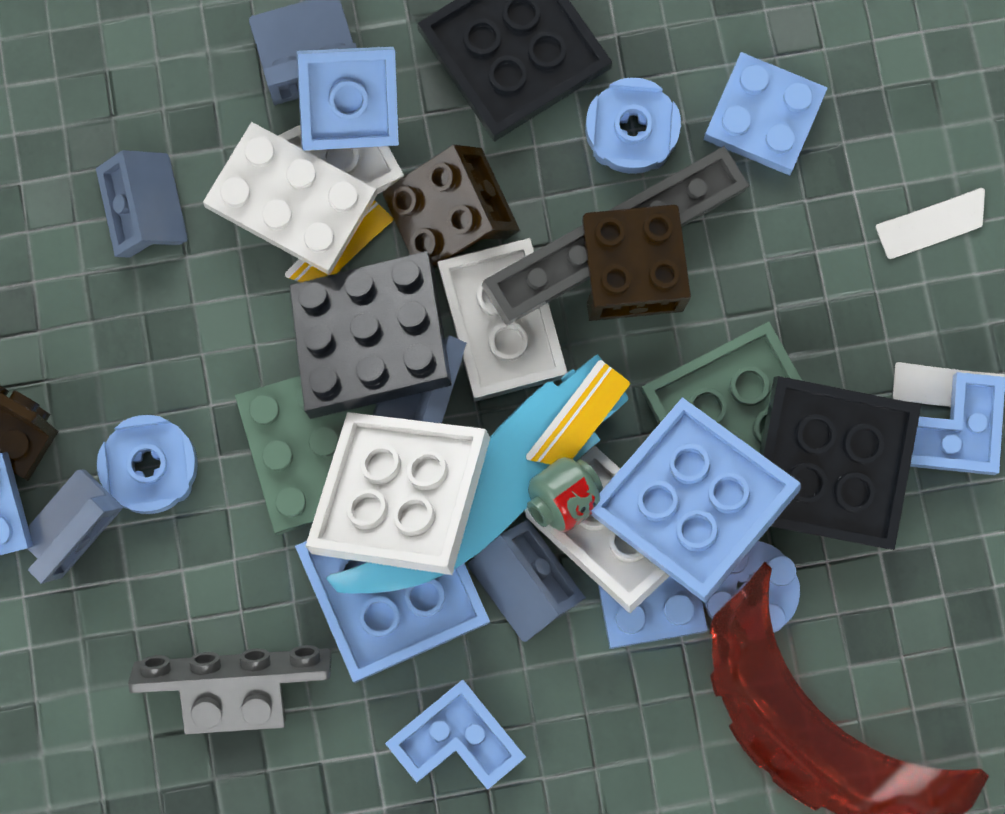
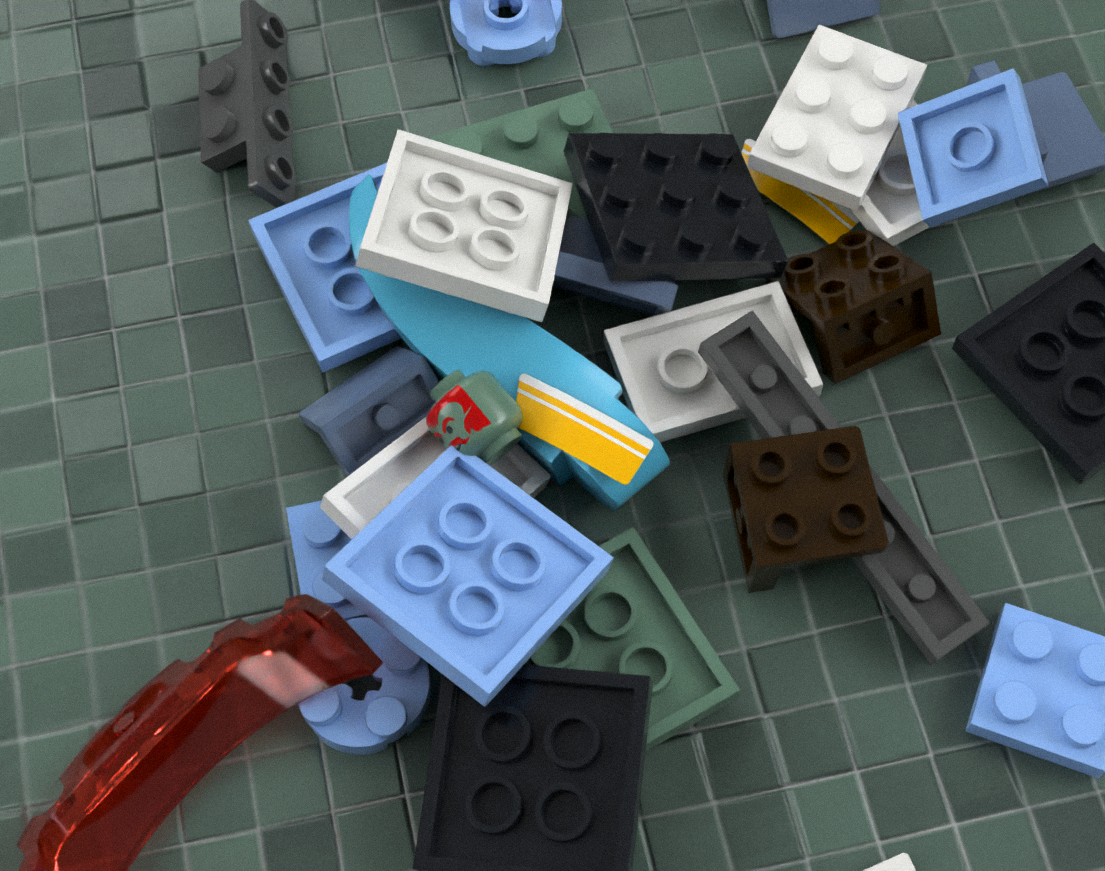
camera: 90 degrees right, 15 degrees down
(460, 725) = (190, 344): light blue plate -> none
(614, 106) = (991, 544): light blue plate -> none

